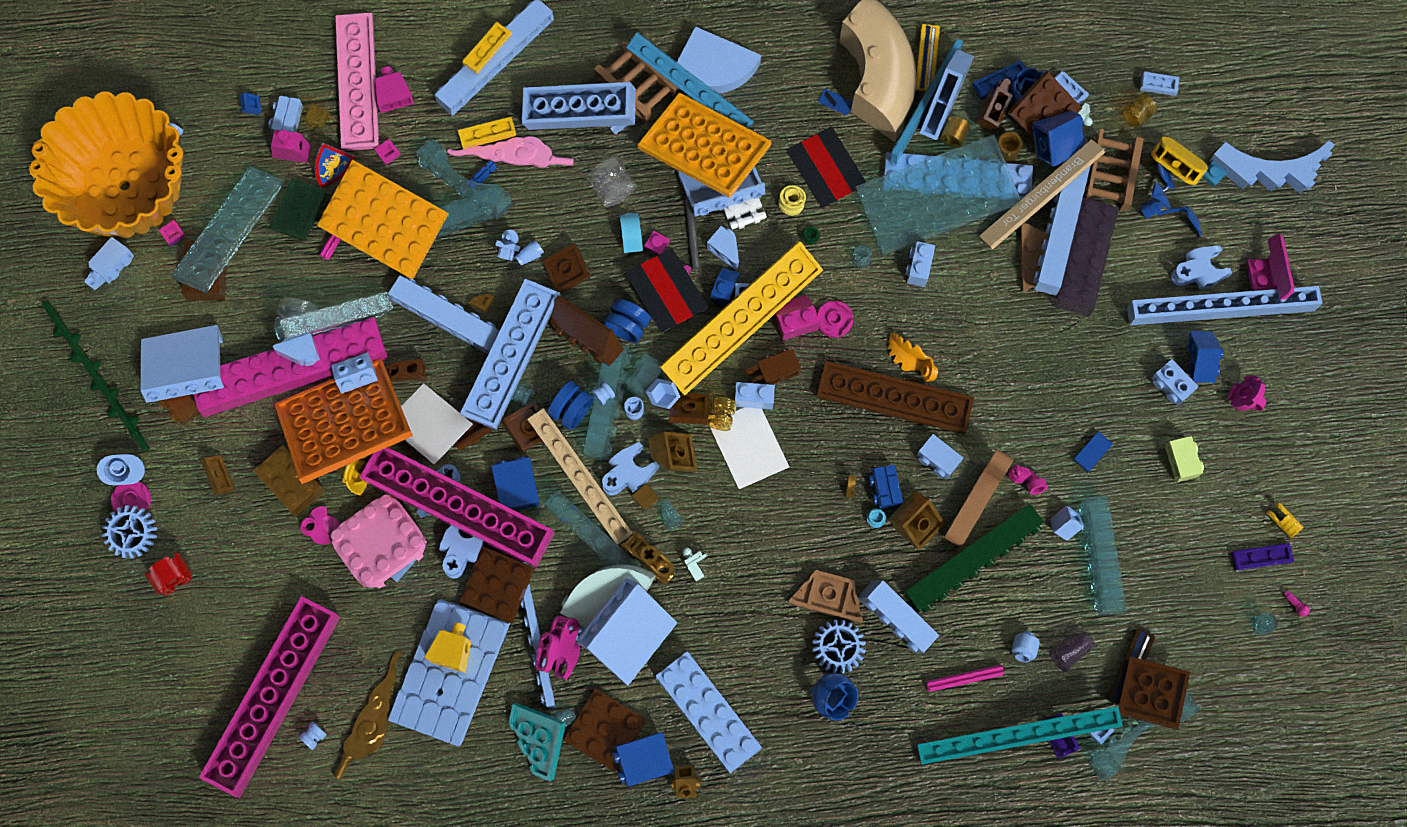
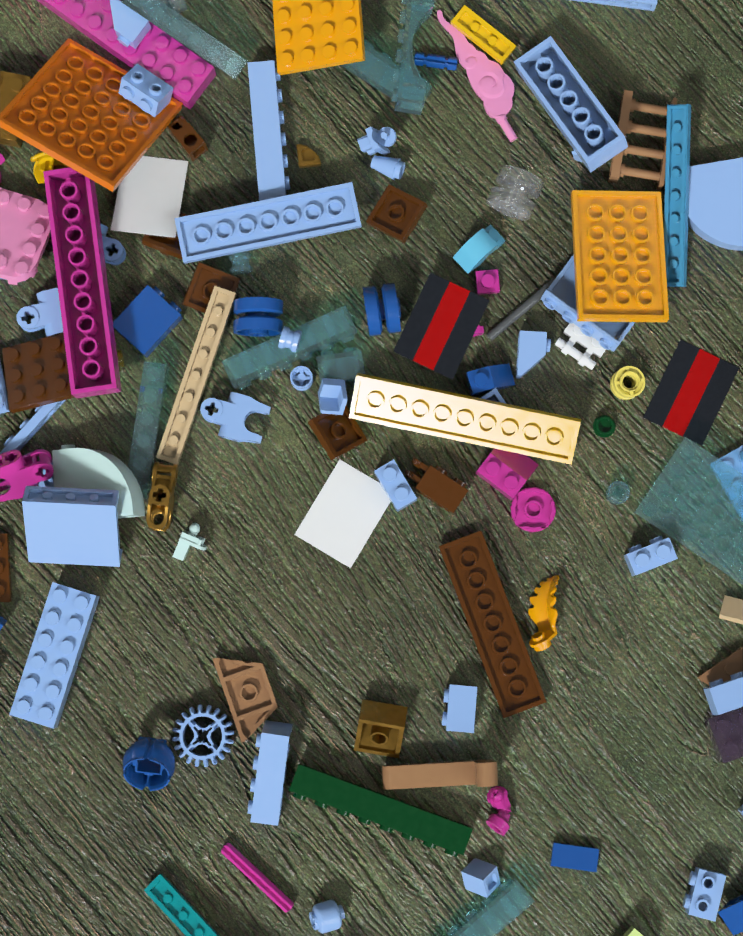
camera: 60 degrees right, 10 degrees up
(585, 332) = (338, 279): reddish brown slope -> none
(645, 497) = (223, 451): pearl gold tile -> none
(670, 515) = (220, 487): clear light blue cone -> none
(673, 451) = (284, 447): pearl gold slope -> none
(722, 410) = (354, 466): clear yellow wheel -> none
(851, 482) = (370, 641): pearl gold tile -> none
(876, 518) = (356, 687): medium azure plate -> none
(886, 487) = (393, 676): blue brick -> none

